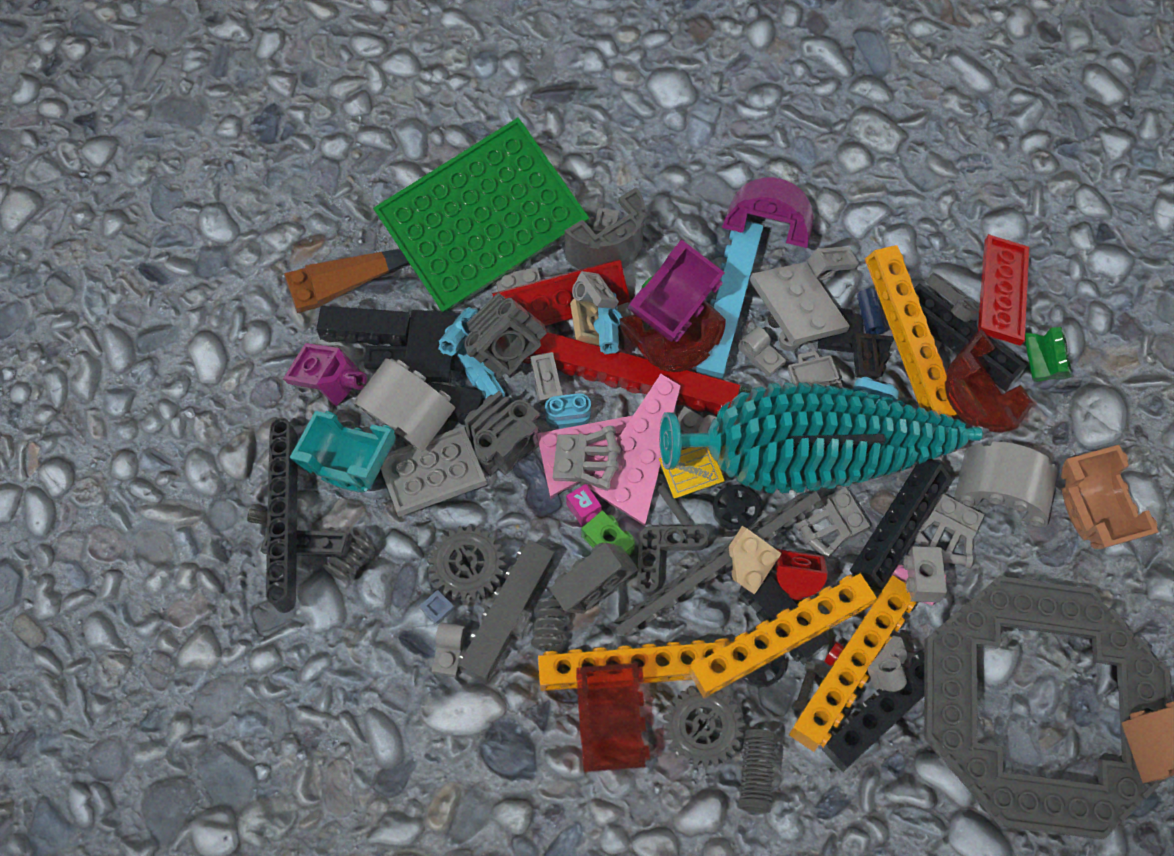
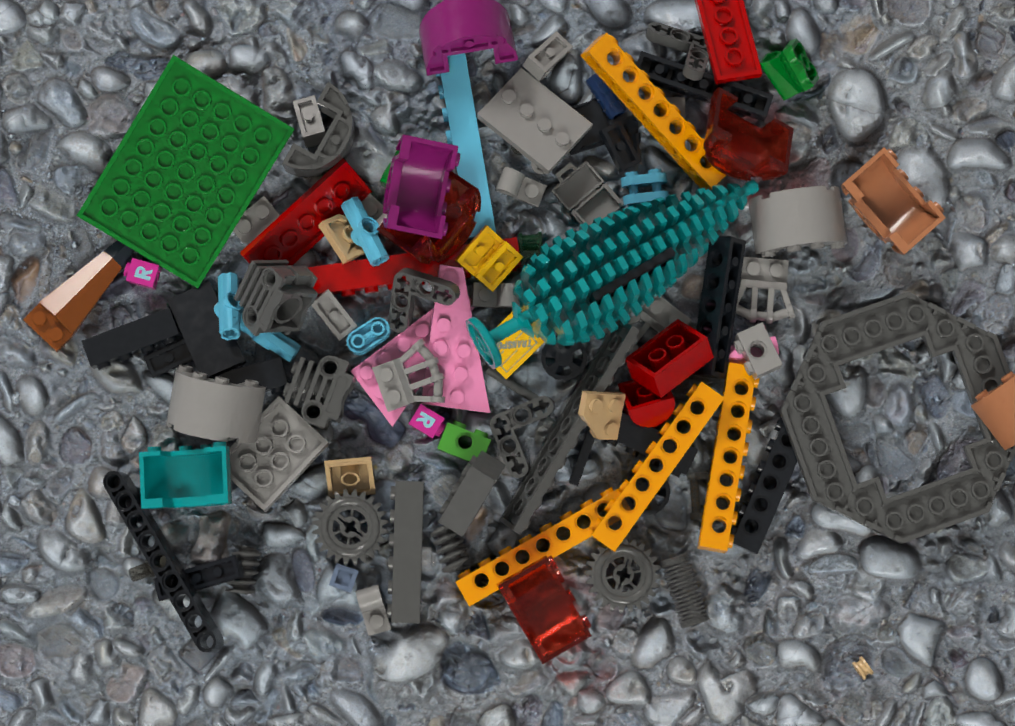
camera: 30 degrees left, 20 degrees up
(325, 370) = (122, 404): magenta plate -> none
(403, 281) = (142, 273): none -> dark pink brick
(492, 516) = (350, 475): none -> tan slope
(592, 289) = (336, 206): light grey plate -> none
(628, 382) = (413, 289): none -> dark grey beam
(706, 388) = (489, 258): none -> yellow slope
(713, 601) = (582, 459): none -> black tile
(834, 654) = (707, 456): red tile -> none
(837, 541) = (669, 358): none -> red brick
(886, 669) = (757, 448): light grey plate -> none

